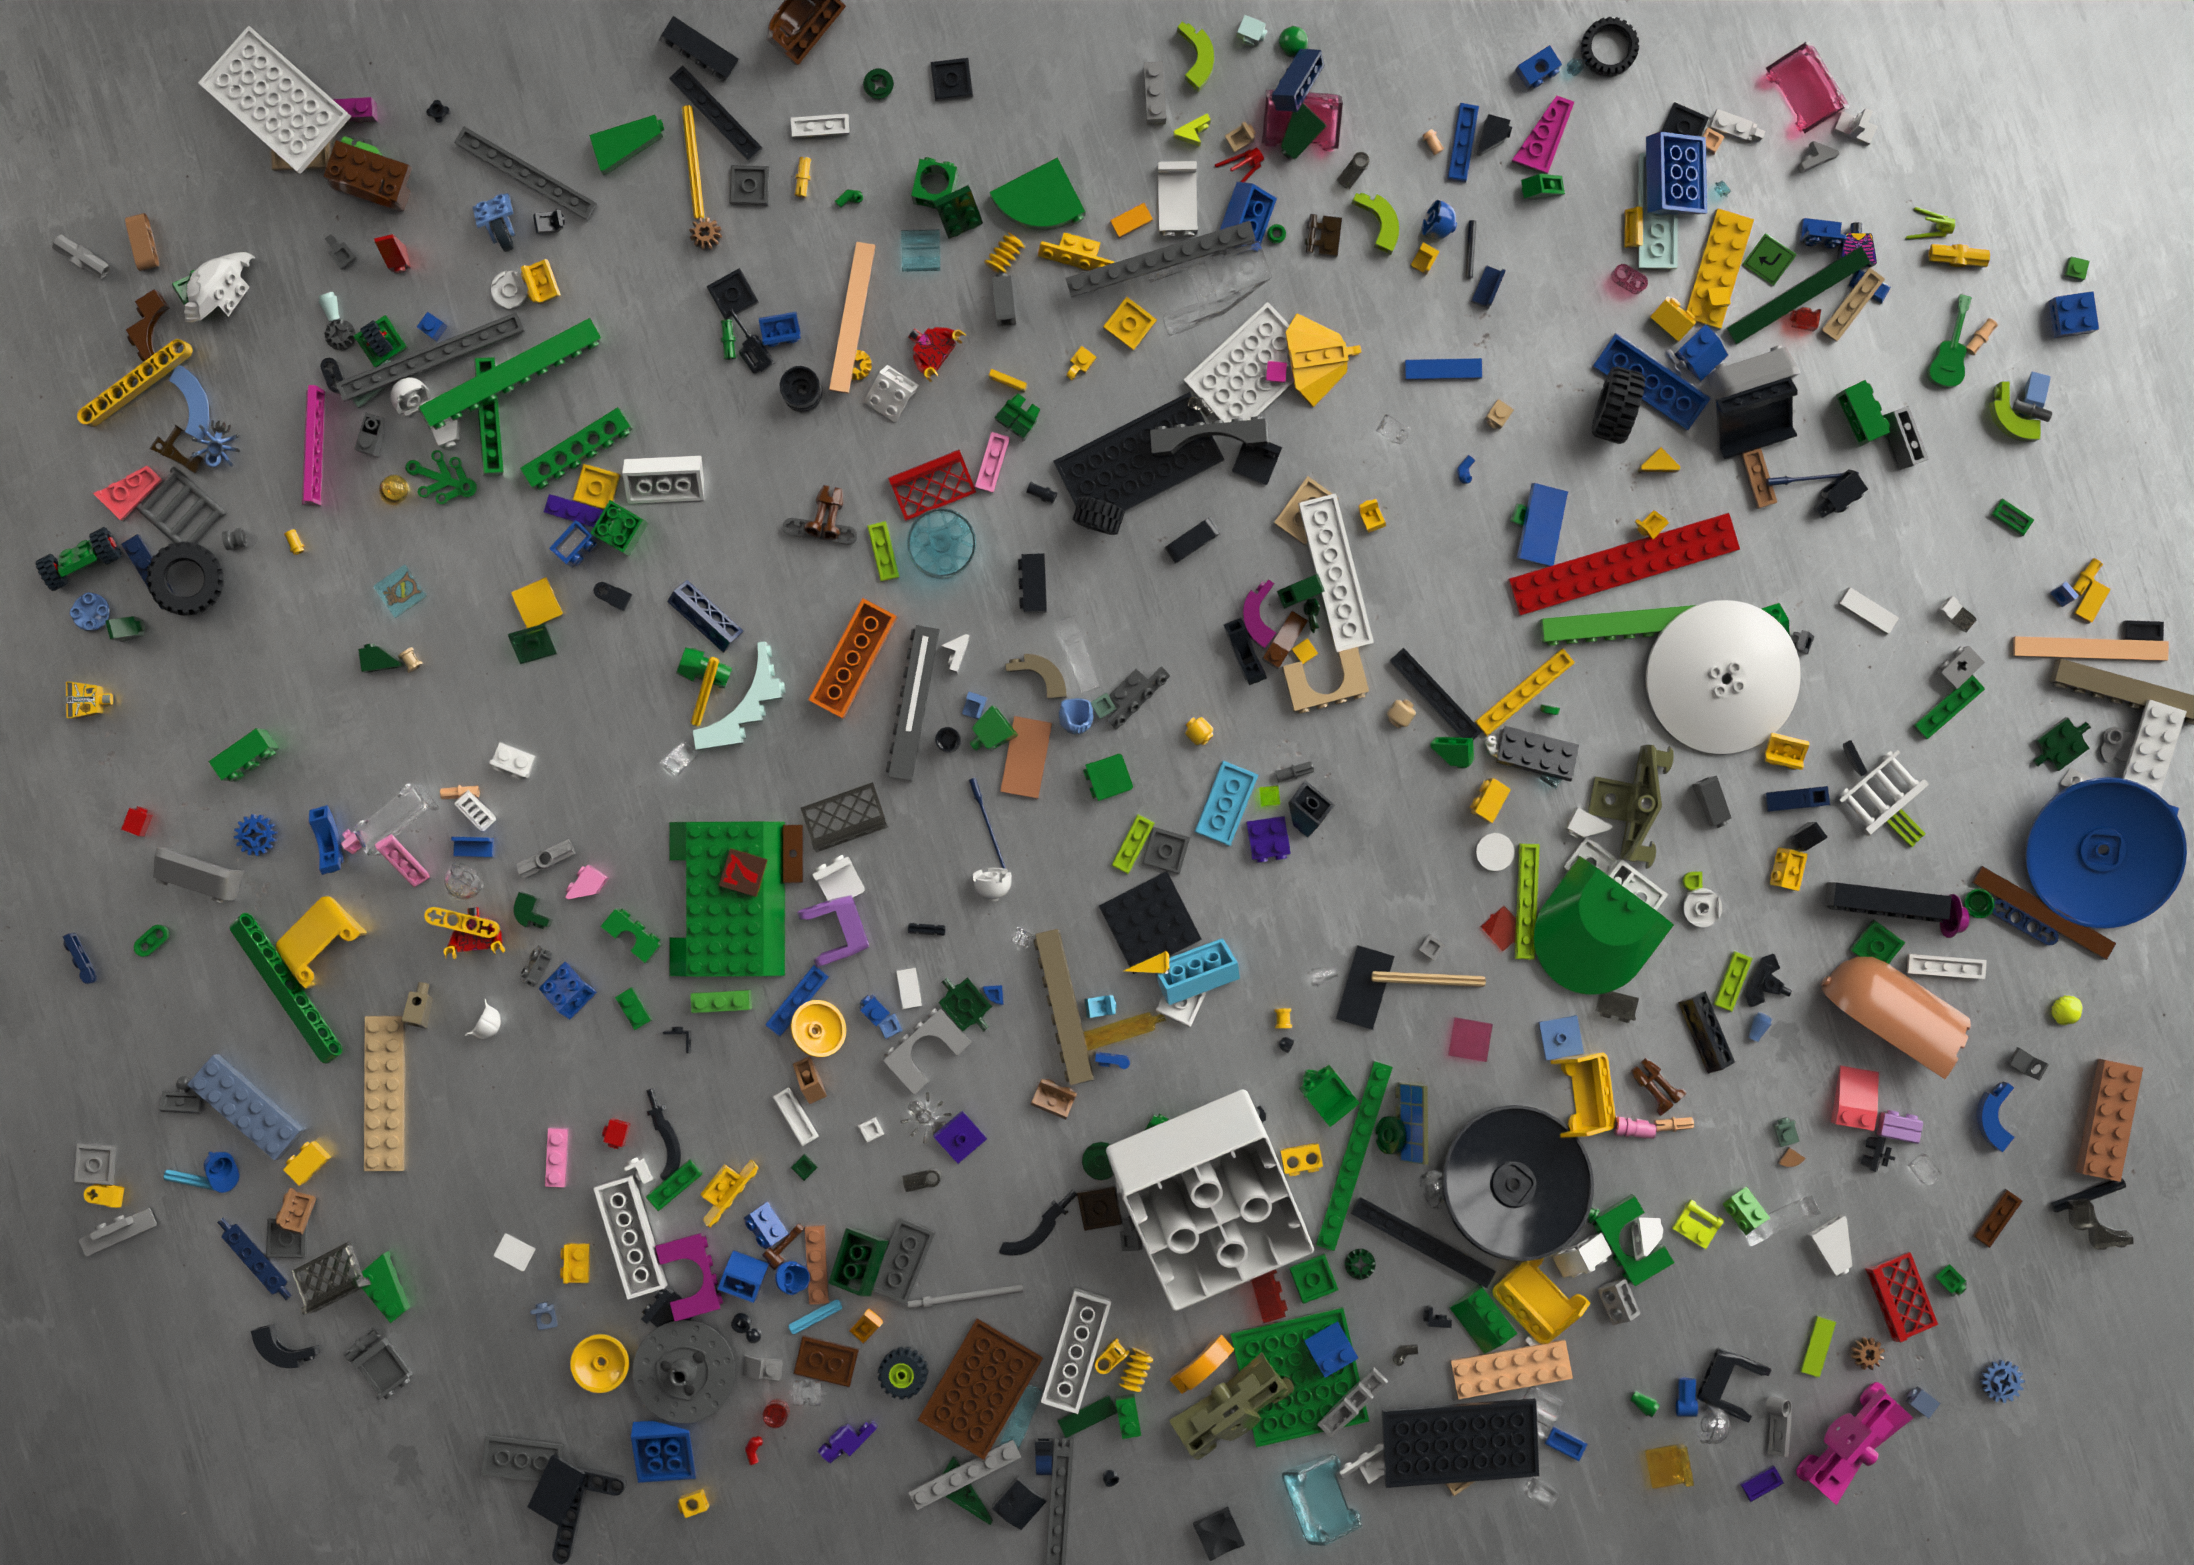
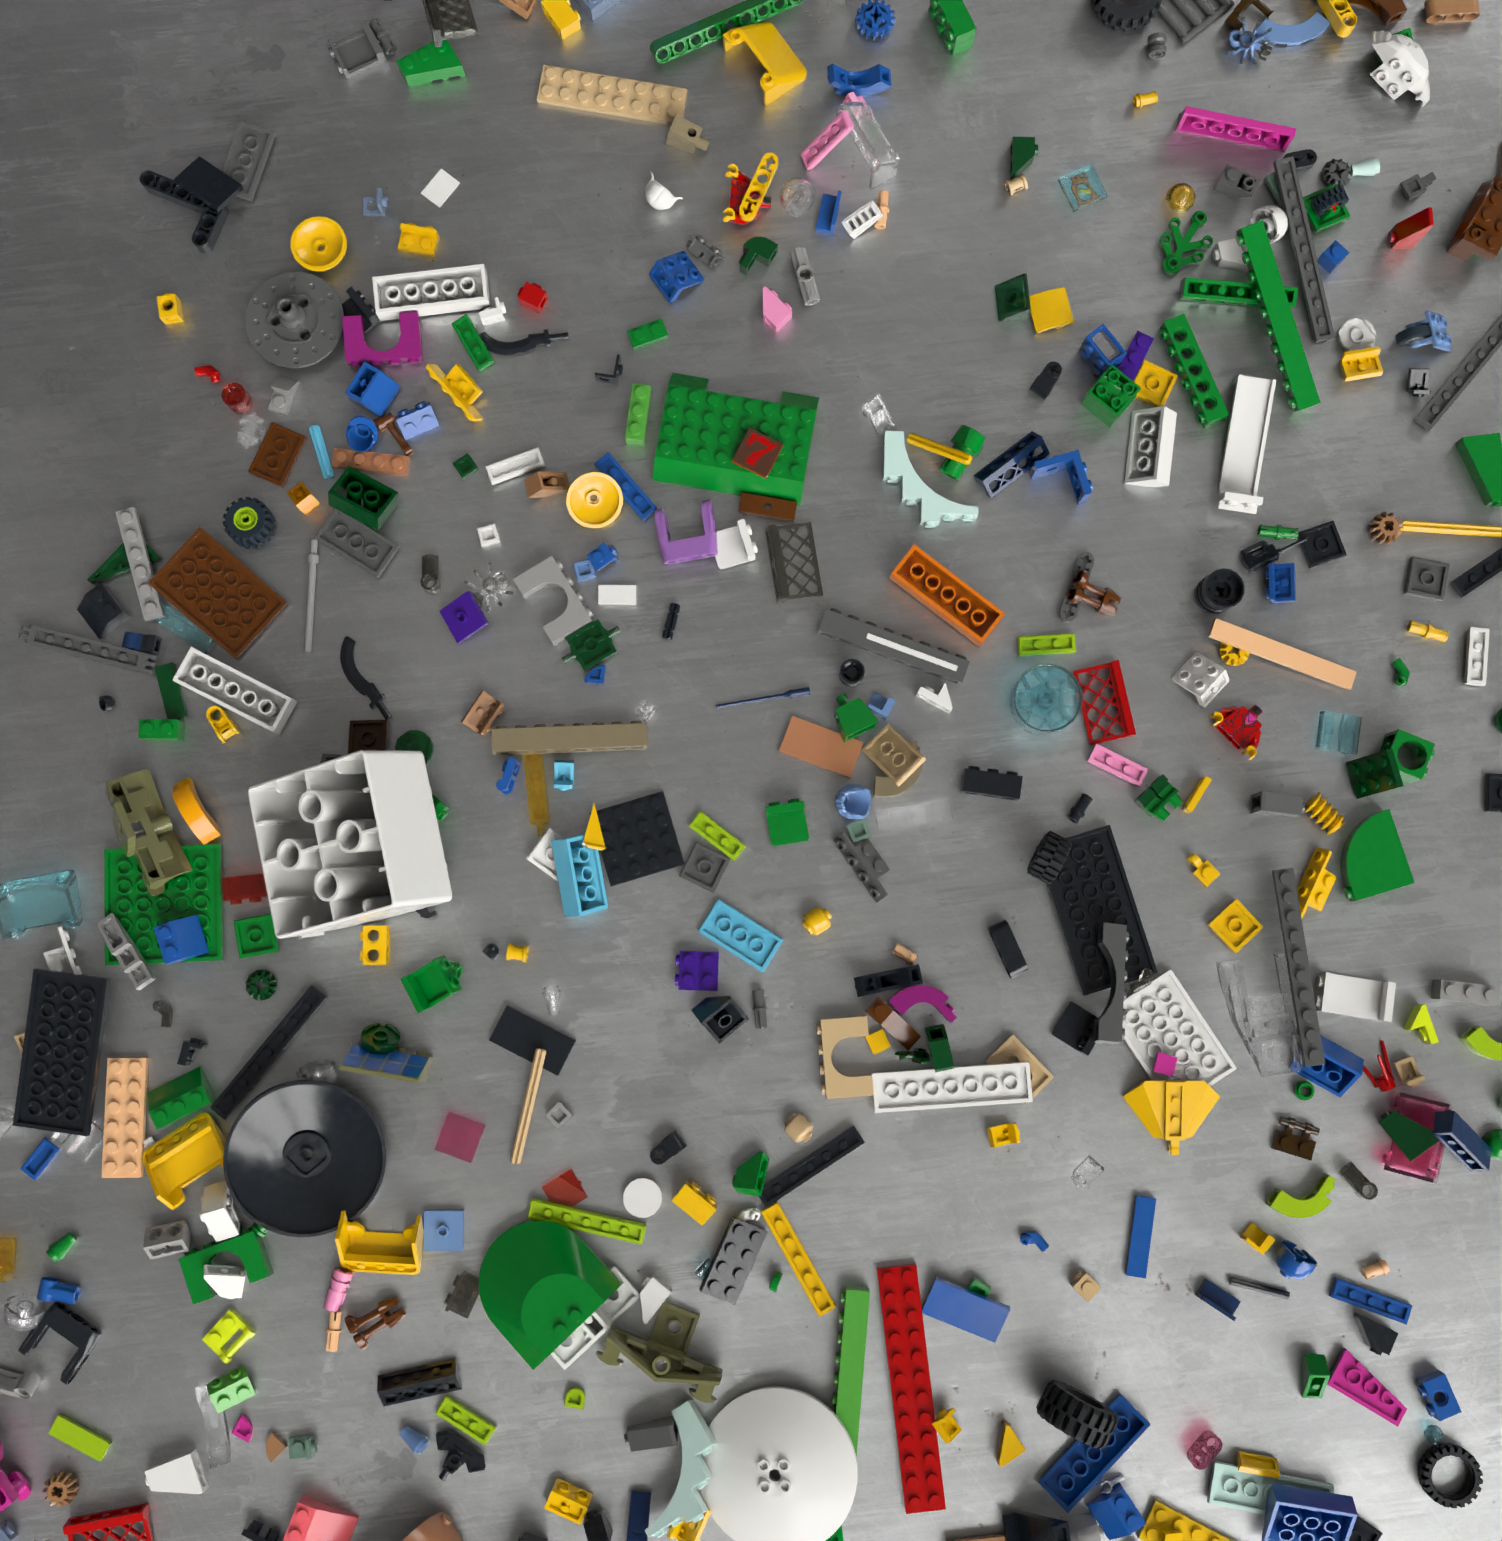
camera: 105 degrees right, 5 degrees down
(512, 760) = (903, 263): white bracket -> none
(556, 1157) = (521, 240): bright pink plate -> none
(645, 385) = (1245, 444): none -> white panel
(646, 943) = (707, 354): green arch -> none
(662, 1452) = (224, 286): blue slope -> none
(702, 550) = (1076, 470): none -> blue bracket
(741, 1324) = (328, 382): black plate -> none
(846, 1440) = (197, 459): dark purple plate -> none
(992, 884) = (703, 691): white cylinder -> none
(1022, 684) = (893, 754): none -> tan tile
(1131, 220) = (1338, 946): light orange tile -> none
(1136, 1370) = (202, 746): yellow piece -> none
(1215, 639) = (905, 954): none -> light nougat pin
(1218, 1533) = (29, 797): black brick -> none
(1269, 795) = (740, 979): clear neon green plate -> none
(1354, 1155) = (368, 998): green plate -> none
(1441, 833) = (670, 1146): none -> black piece
(1673, 318) = (1157, 1489): yellow brick -> none
(1693, 900) = (536, 1408): white plate -> none
(1739, 754) = (686, 1501): none -> light aqua arch
(1780, 1192) = (243, 1428): none -> dark pink tile

